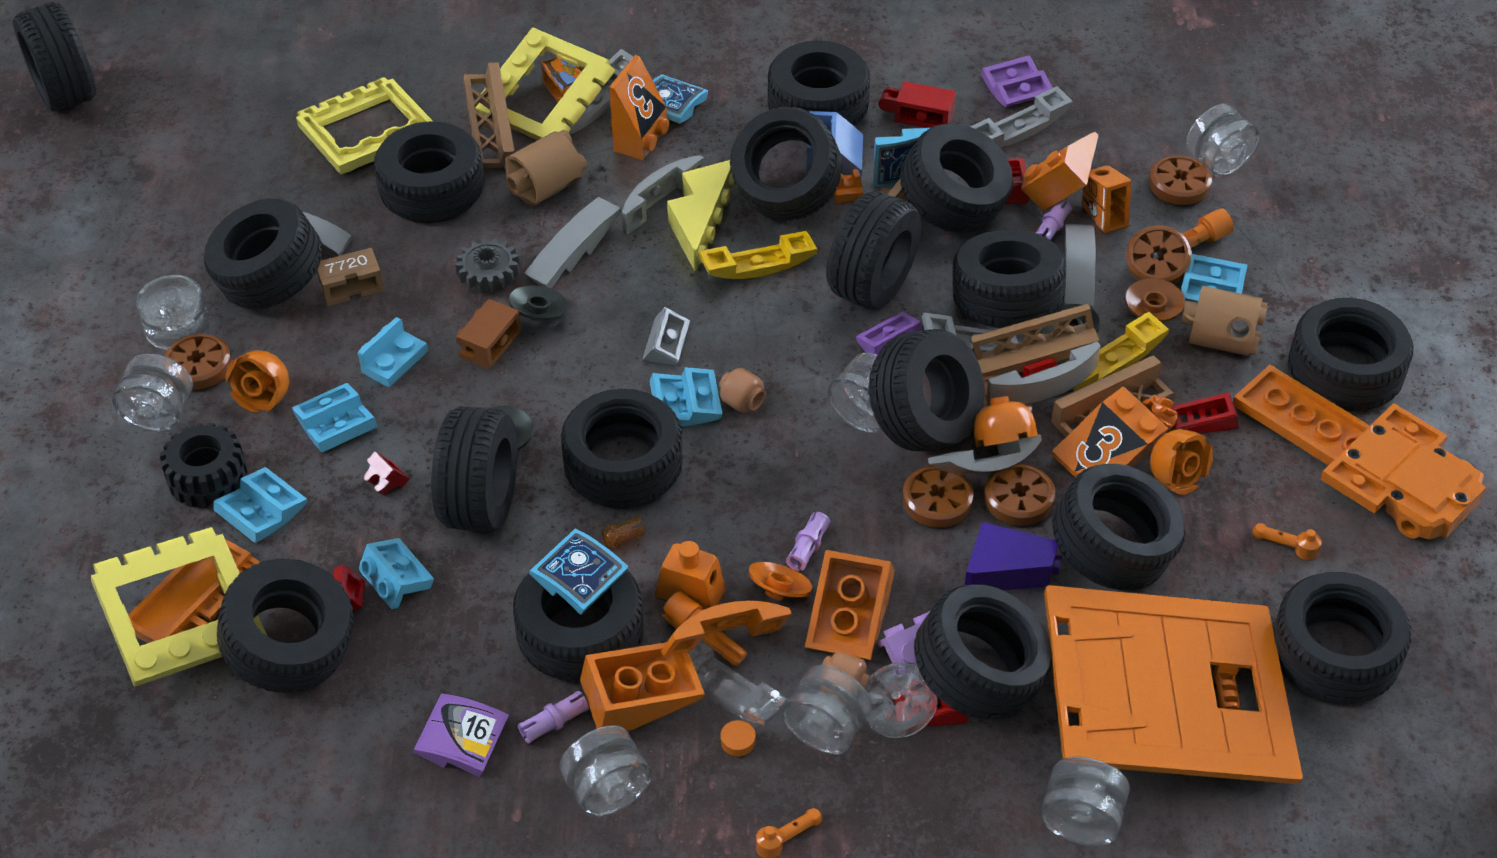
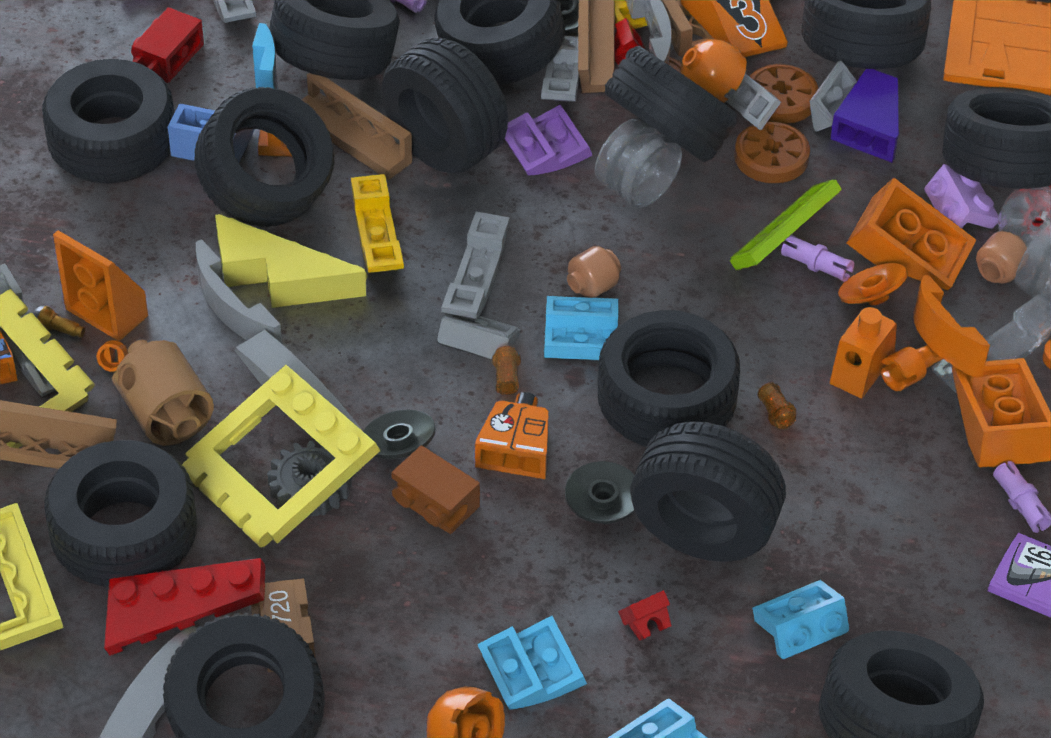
camera: 80 degrees left, 0 degrees up
(352, 583) = (815, 663): red tile -> none
(359, 215) = (170, 599): none -> red wing
(390, 353) = (438, 595): medium azure bracket -> none
(542, 231) = (313, 414): none -> light yellow hinge
(551, 371) = (514, 438): none -> orange torso
(562, 649) = (900, 484): black tyre -> none
(578, 570) = (883, 411): slope -> none
(591, 146) = (106, 354): none -> orange hinge
(625, 357) = (506, 363): none -> clear orange pin
(679, 97) = (39, 269): slope -> none
(727, 326) = (478, 266): none -> light grey slope
(841, 512) = (785, 224): none -> lime tile
(1019, 519) = (830, 96): none -> light grey slope

